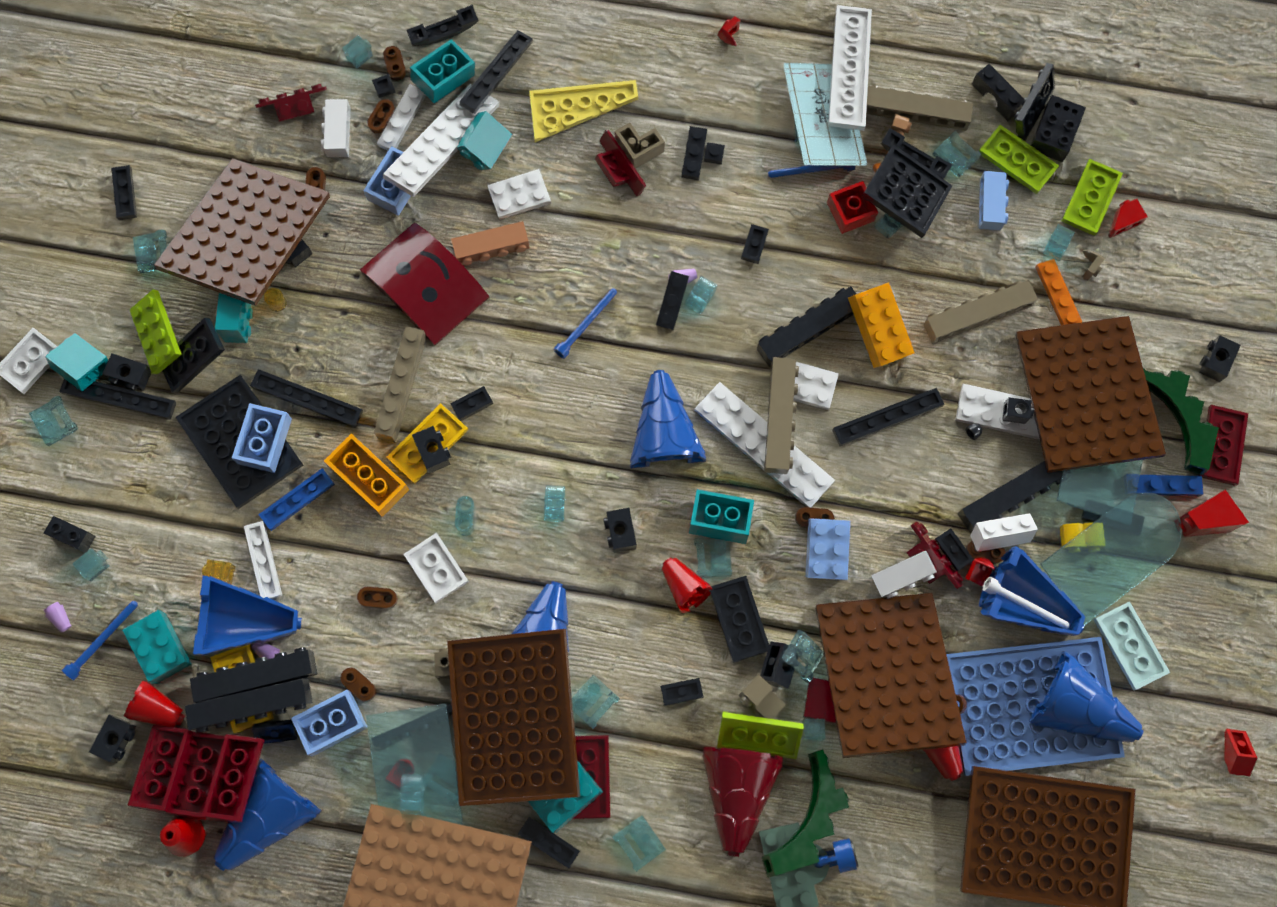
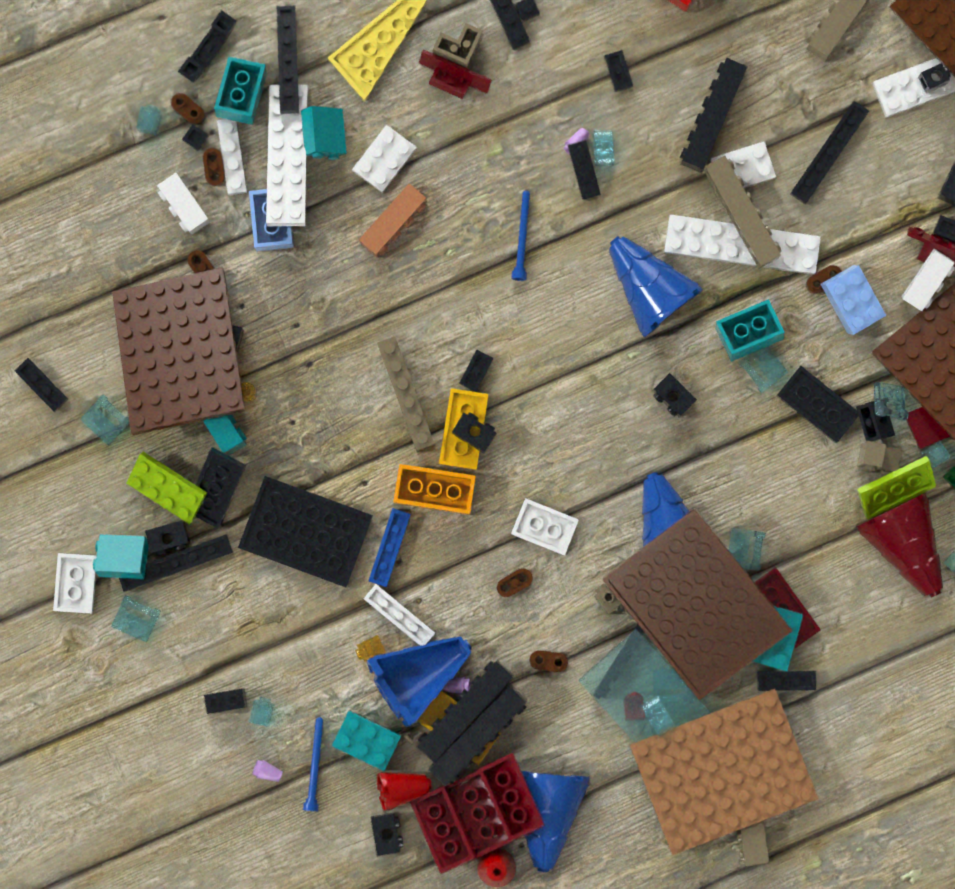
camera: 30 degrees left, 10 degrees up
(262, 438) = (328, 517): light blue brick -> none
(275, 731) = (510, 741): black plate -> none
(293, 105) = (128, 205): dark red bracket -> none
(306, 398) = (334, 458): black plate -> none
(329, 723) = (550, 706): light blue brick -> none
(425, 282) = (359, 291): dark red slope -> none
(465, 515) = (540, 467): clear light blue beam -> none
(554, 503) = (604, 409): clear light blue beam -> none
(645, 839) = (857, 627): clear light blue plate -> none
(681, 691) = (811, 494): black plate -> none
(685, 585) = (756, 406): red cone -> none
(881, 325) = (775, 76): light orange brick -> none
(974, 431) = (908, 117): black hinge -> none

